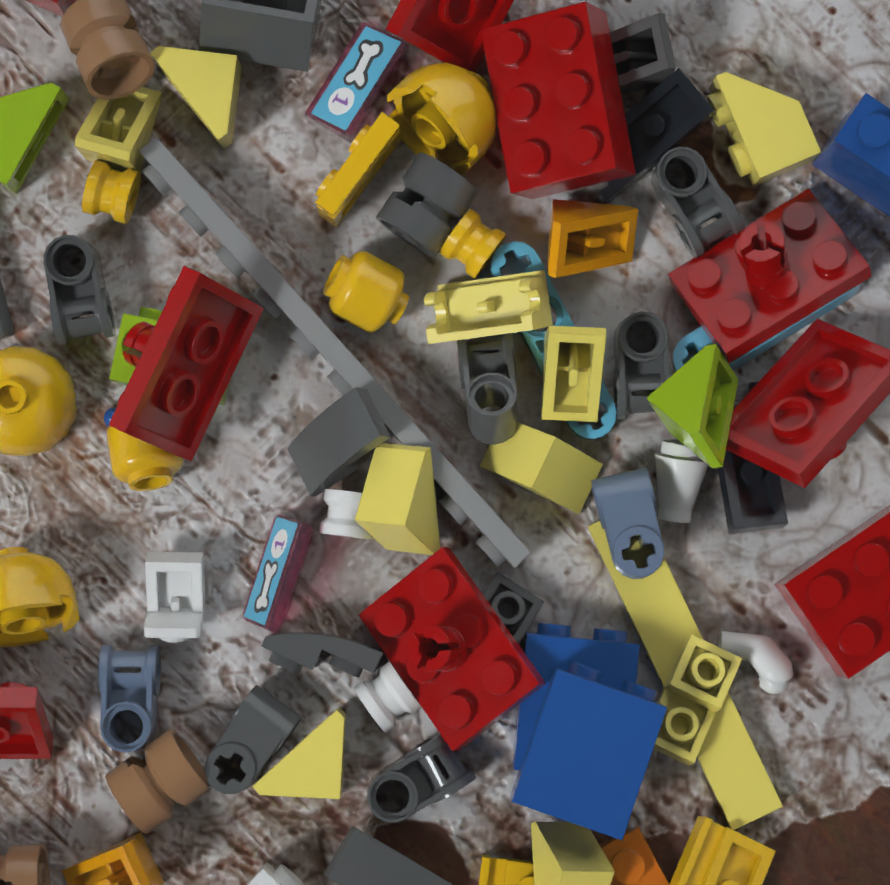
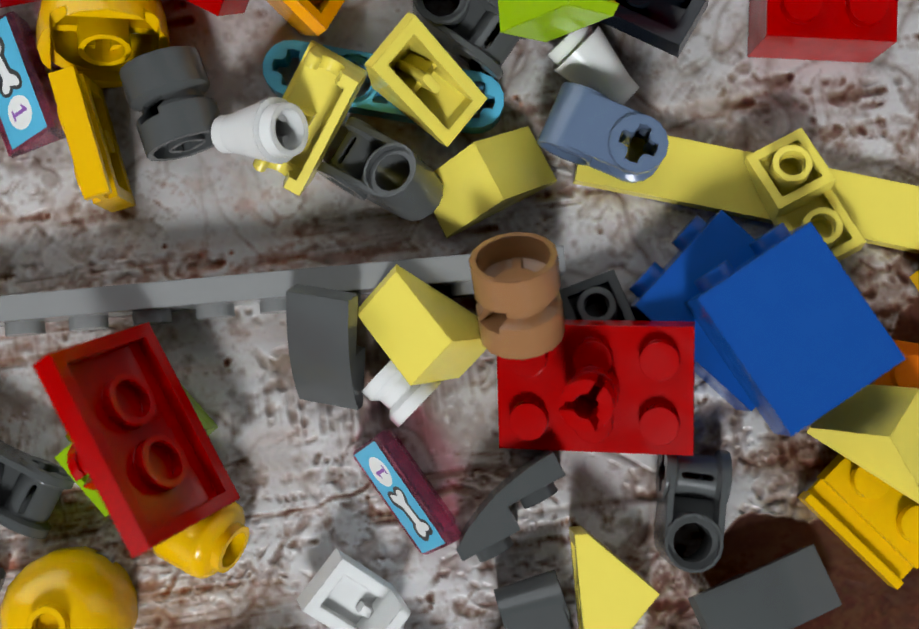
camera: 50 degrees left, 0 degrees up
(366, 291) = (209, 218): yellow head -> none
(387, 697) = (594, 478): white wheel -> none
(454, 289) = (264, 131): none -> white cone
(470, 547) = (518, 295): none -> medium nougat wheel
(472, 243) = (238, 85): yellow wheel -> none
(764, 655) = (808, 109): white arm -> none

